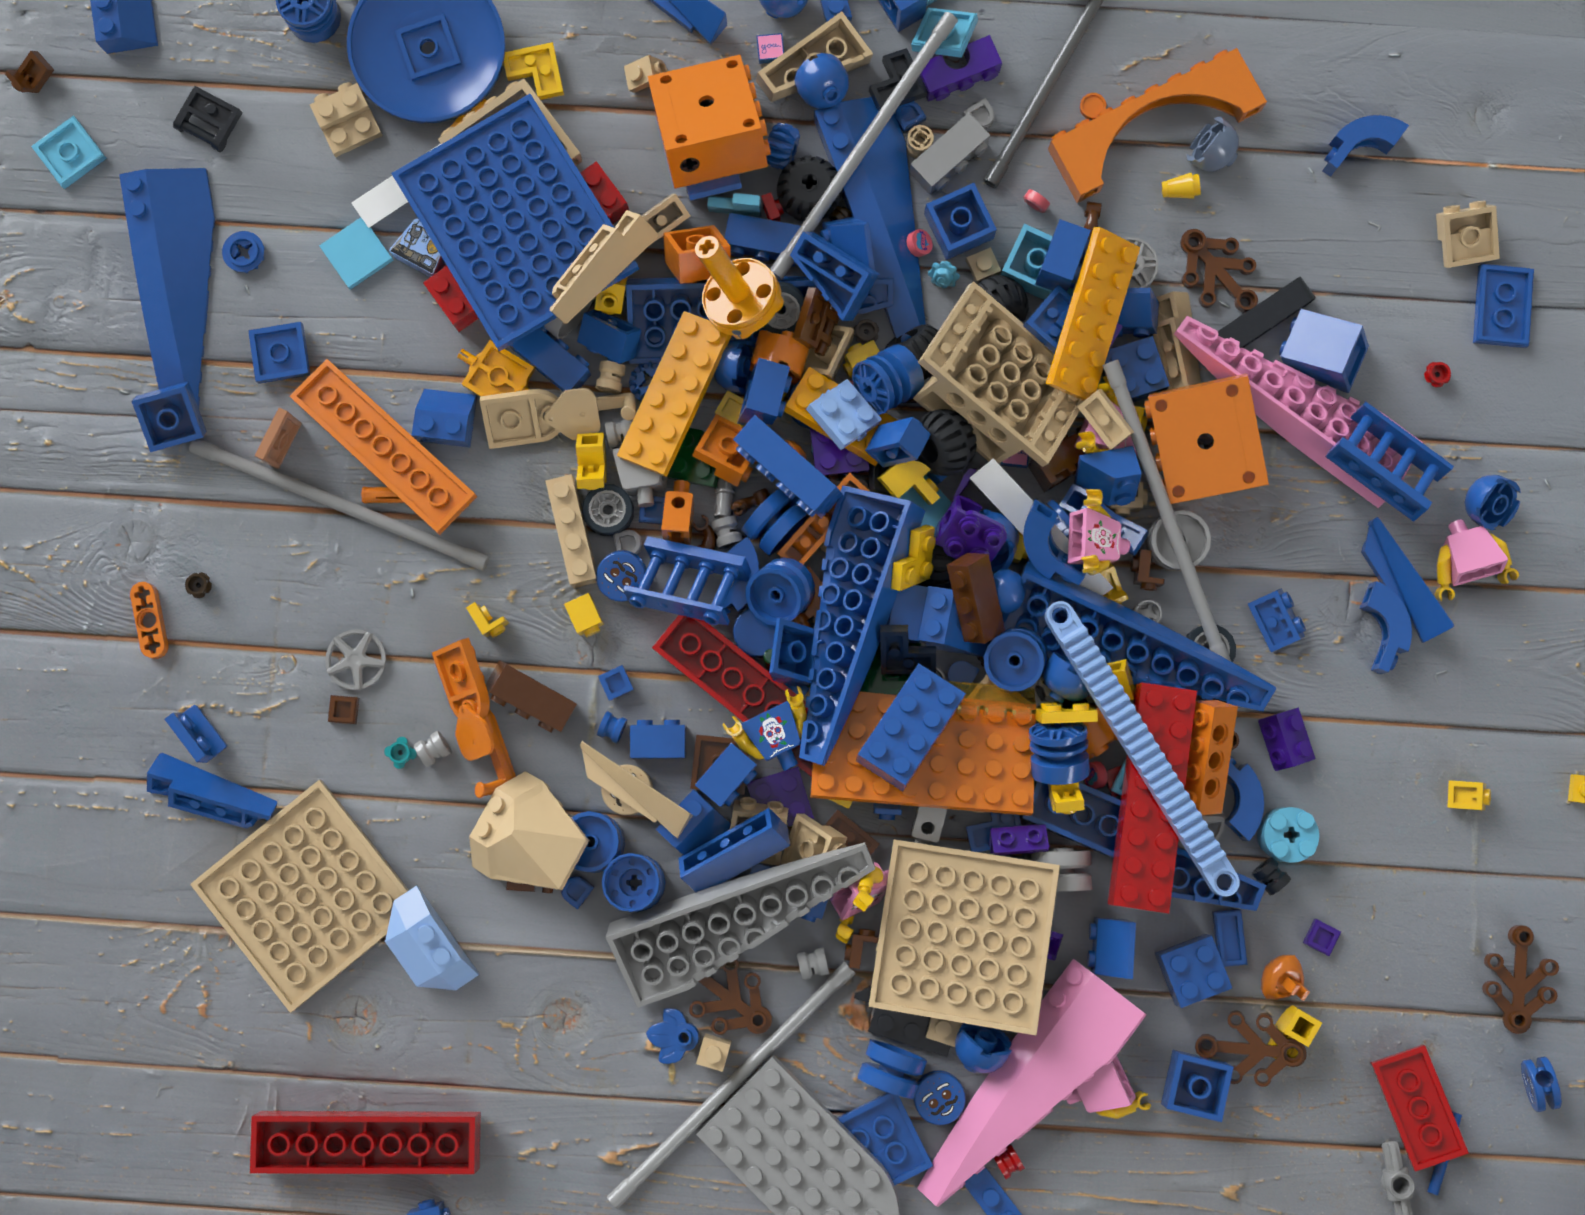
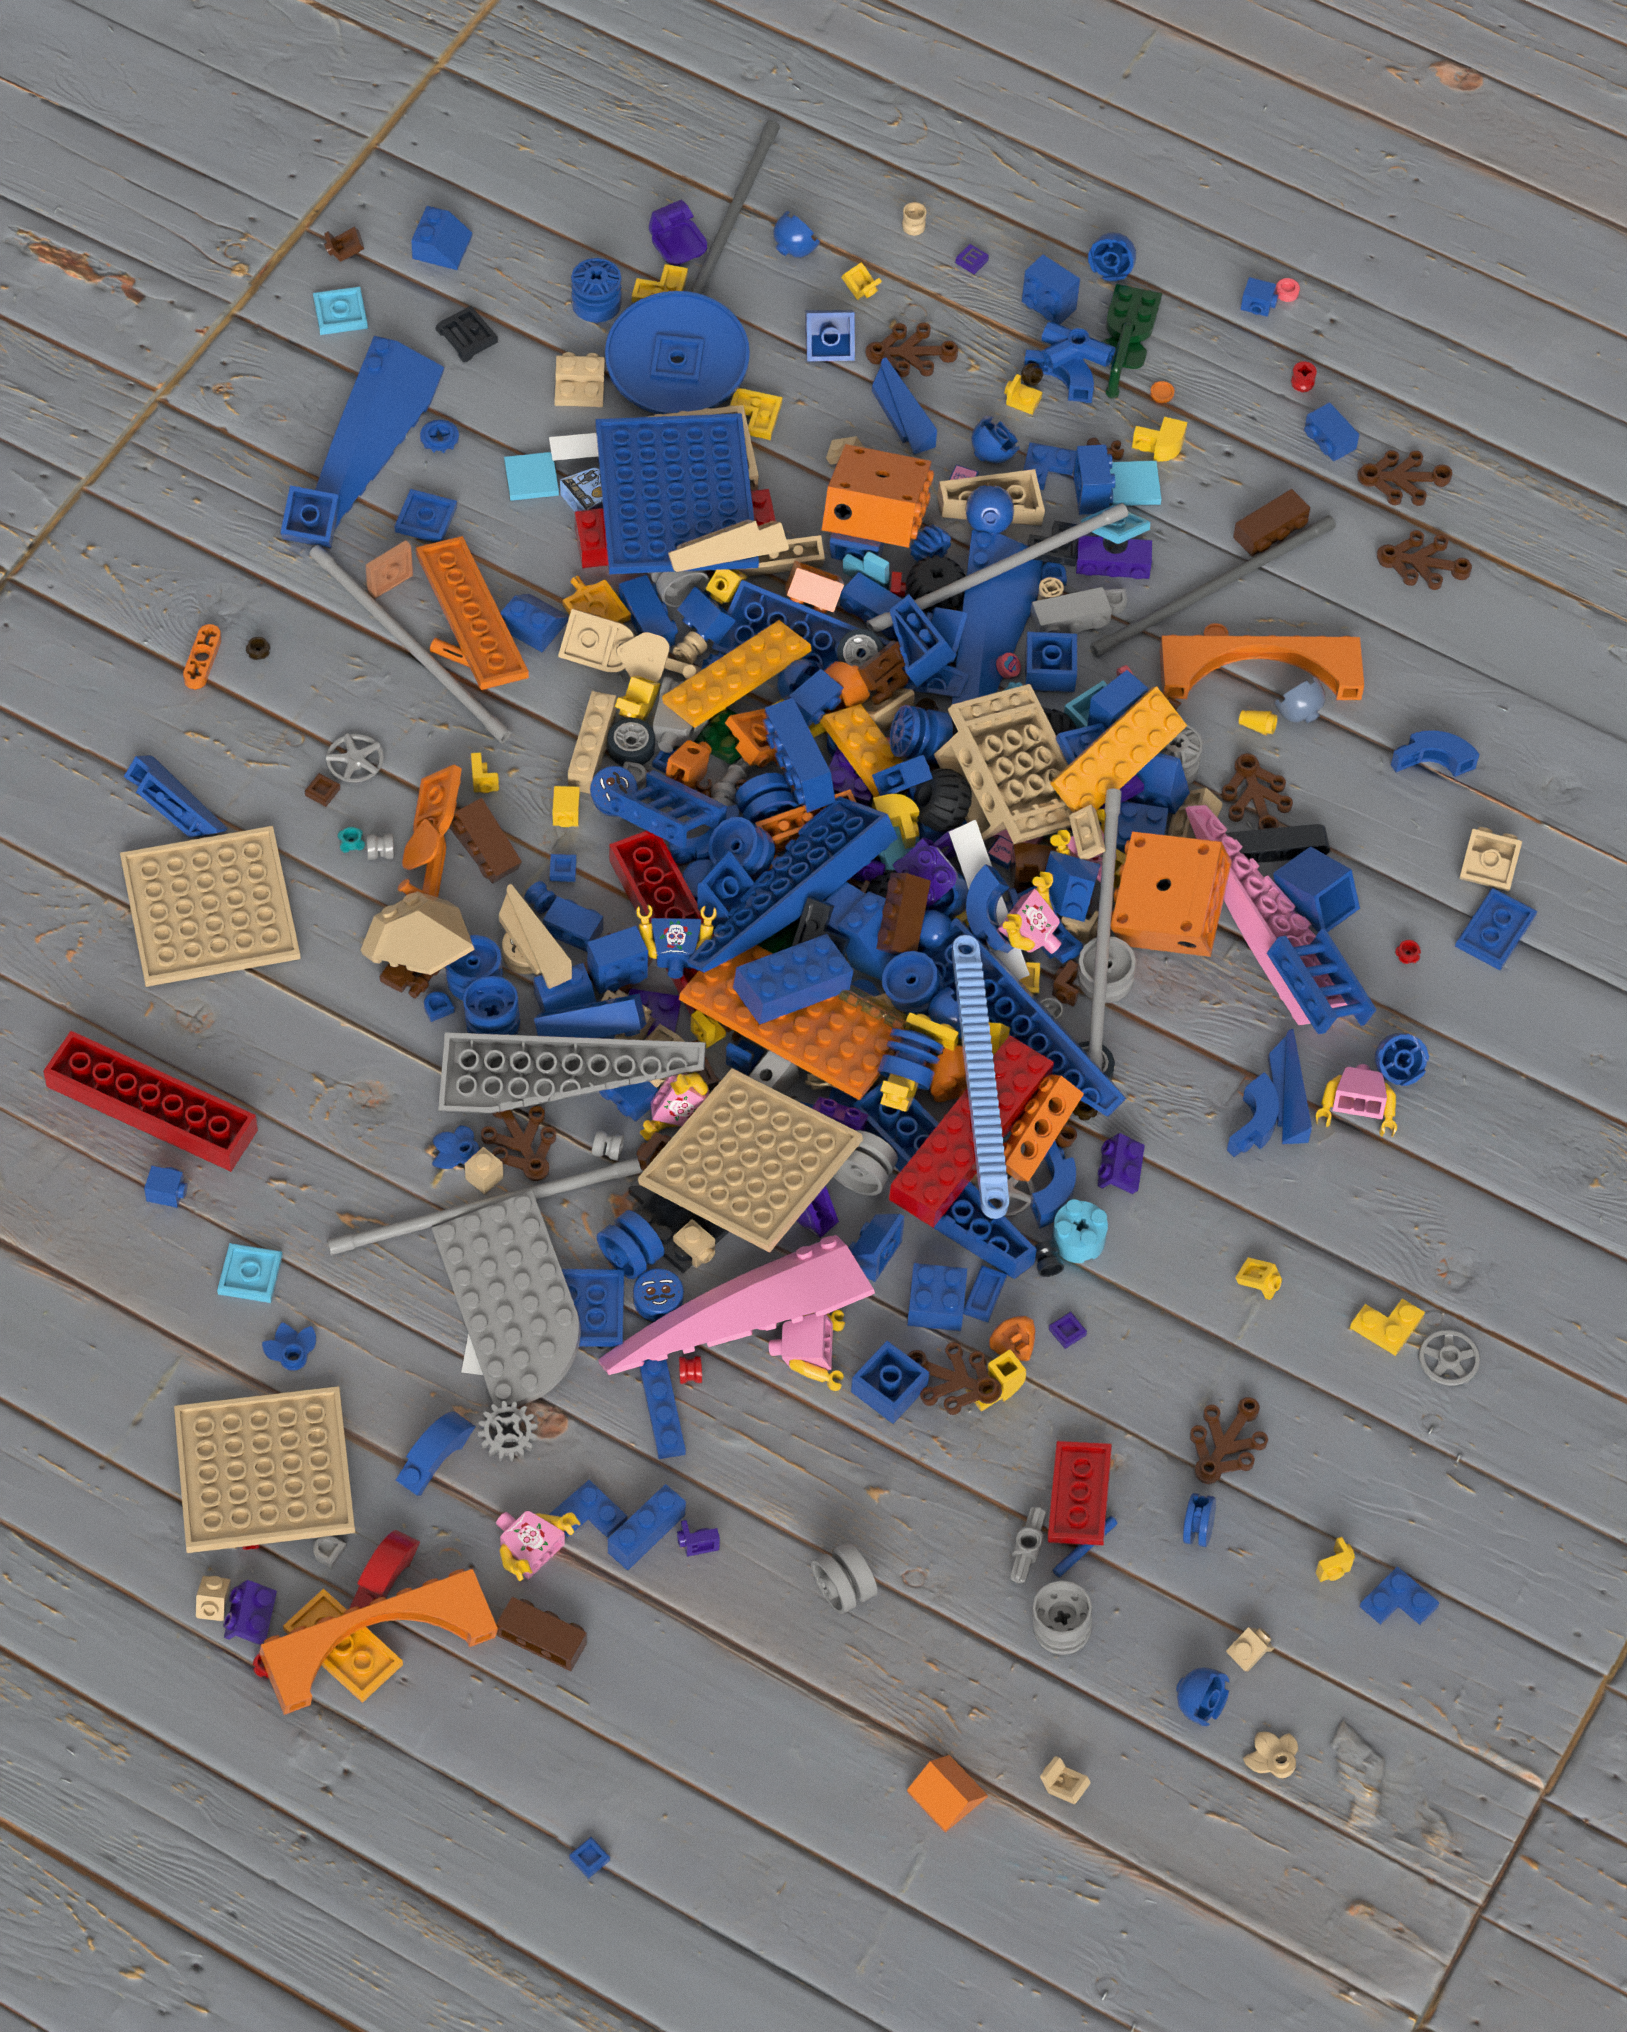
camera: 20 degrees right, 25 degrees down
(196, 734) = (193, 750): blue bracket -> none
(426, 945) = (288, 984): light blue wedge -> none
(739, 293) = (831, 617): light orange piece -> none
(844, 414) = (869, 742): light blue plate -> none
(918, 564) = (868, 874): yellow plate -> none
(982, 1048) = (715, 1260): blue cylinder -> none
(983, 265) = (1054, 701): tan plate -> none
(1097, 776) = (937, 1111): coral tile -> none
(1277, 619) = (1163, 1069): blue bracket -> none

